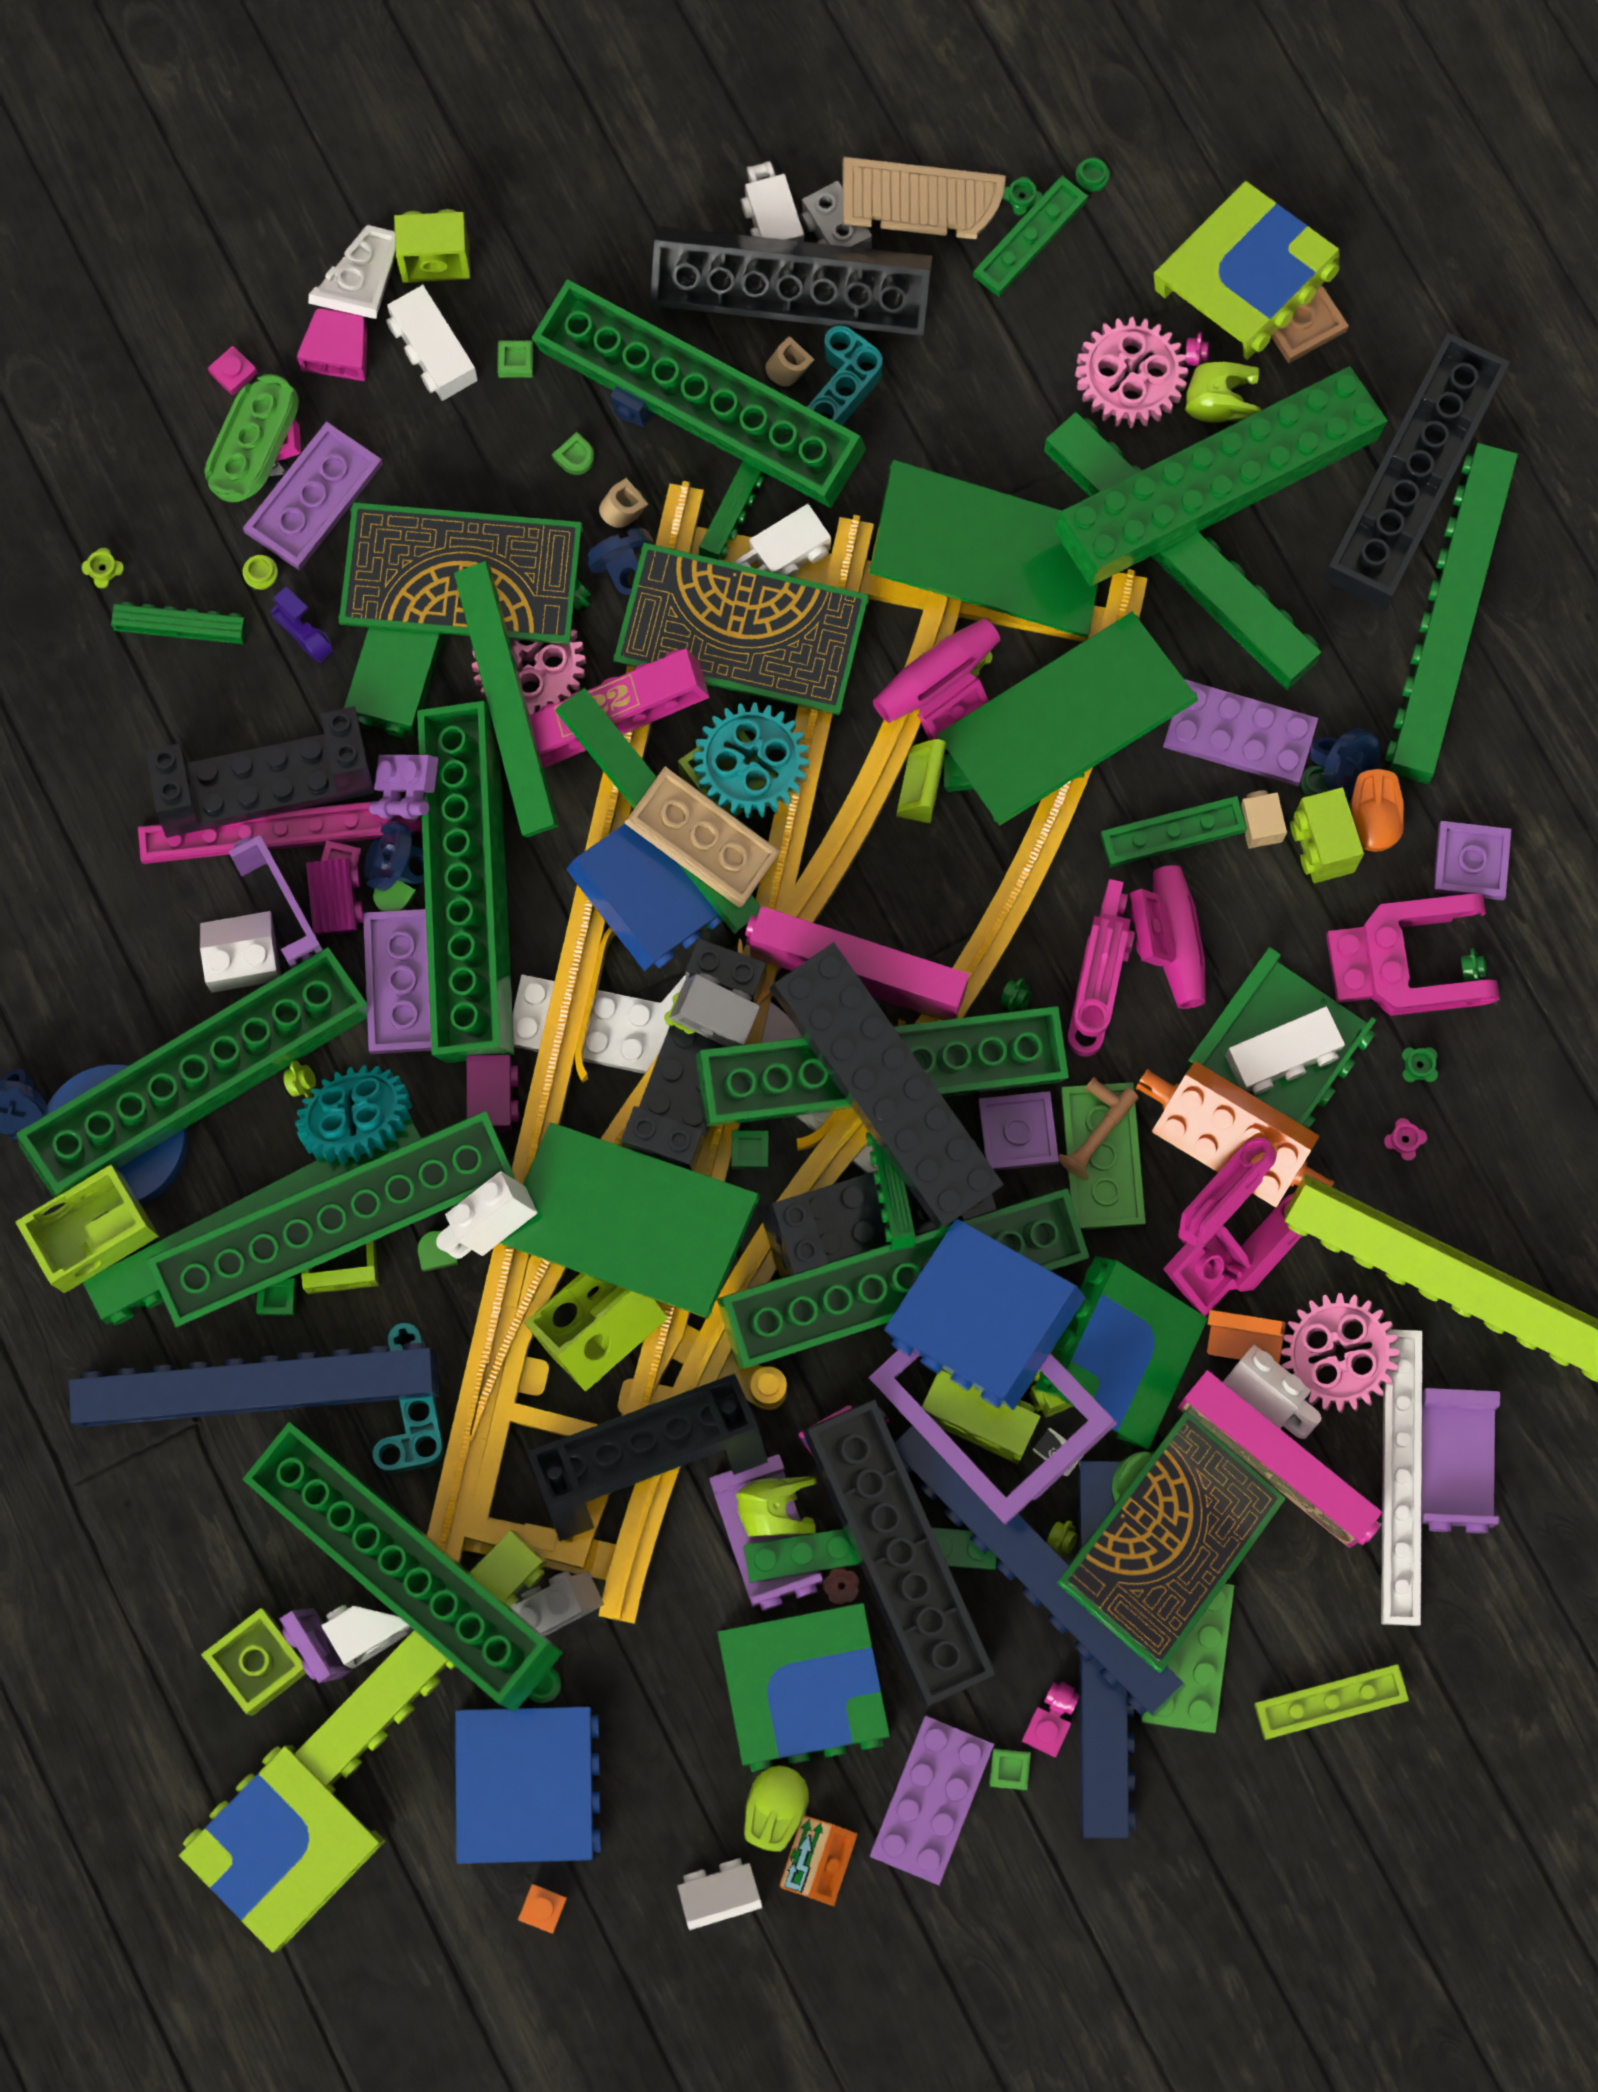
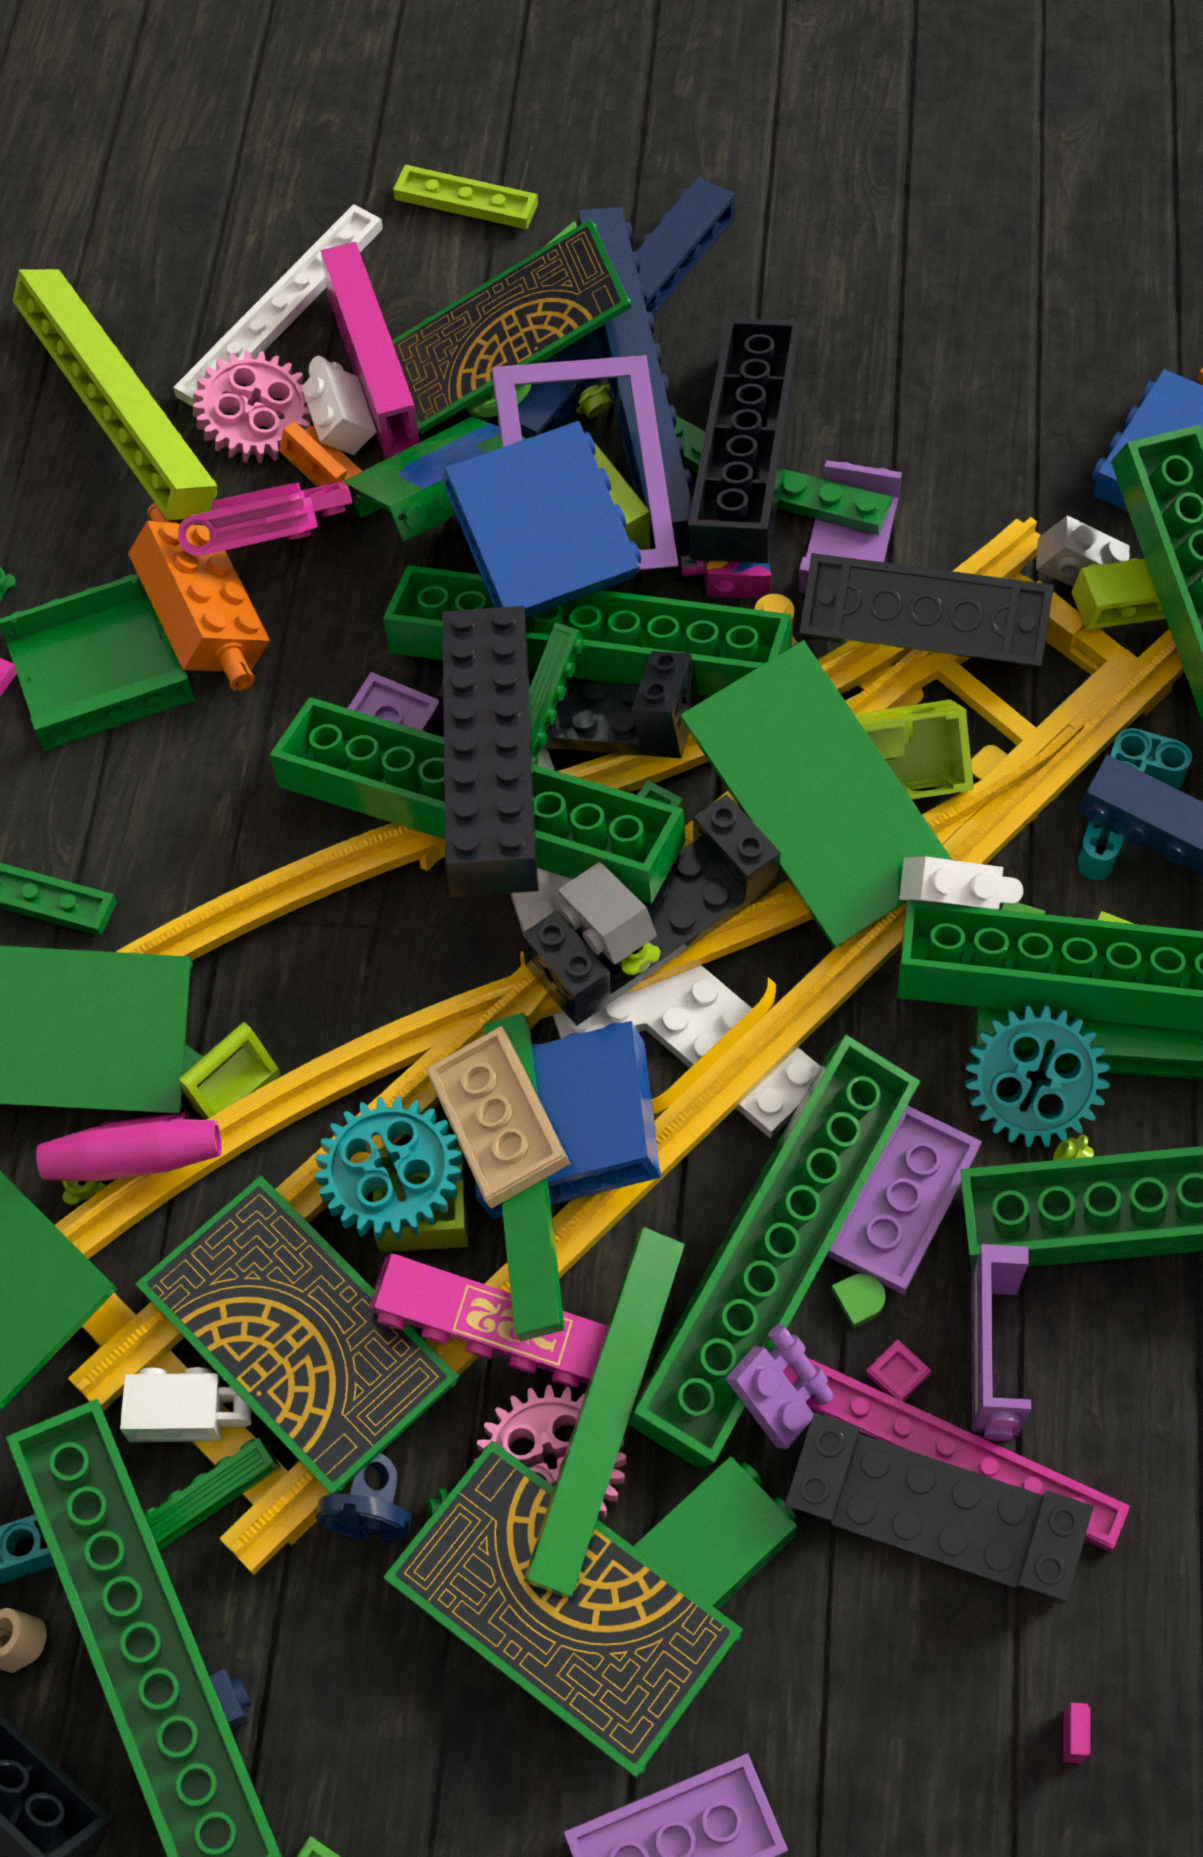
camera: 145 degrees left, 15 degrees down
(104, 697) = (1076, 1733): none -> dark pink tile
(179, 624) = (935, 1779): green piece -> none
(239, 951) = (1067, 1332): white slope -> none
(260, 572) = (796, 1784): lime plate -> none
(288, 613) = (788, 1666): dark purple piece -> none
(334, 896) = (929, 1323): magenta brick -> none
(390, 857) = (840, 1324): dark blue tile -> none
(491, 1090) = (881, 1020): magenta brick -> none
(547, 1688) = (1122, 528): green plate -> none
(575, 455) = (331, 1694): bright green tile -> none
(622, 504) = (321, 1584): tan plate -> none
(719, 1895) = (1067, 294): white slope -> none
(764, 1503) = (838, 531): lime helmet -> none
(775, 1808) = (978, 330): lime helmet -> none
(803, 1687) = (893, 409): green panel -> none
(818, 1860) = (966, 296): panel -> none
(838, 1576) = (810, 462): clear red plate -> none
(883, 970) = (420, 888): dark pink brick -> none
(931, 1800) = (840, 291): medium lavender plate -> none
(1010, 1769) = (758, 282): bright green tile -> none
(1016, 995) = (298, 831): green plate -> none
(1046, 1728) = (705, 290): dark pink plate -> none
(1100, 971) = (174, 807): dark pink plate -> none
(1114, 1186) = (326, 655): bright green plate -> none
(1119, 1106) = (283, 676): medium nougat piece -> none
(1171, 934) = (108, 796): dark pink plate -> none
(1285, 1051) = (96, 646): white brick -> none
(1415, 1136) = (55, 527): dark pink plate -> none
(1458, 1459) = (223, 294): medium lavender panel -> none

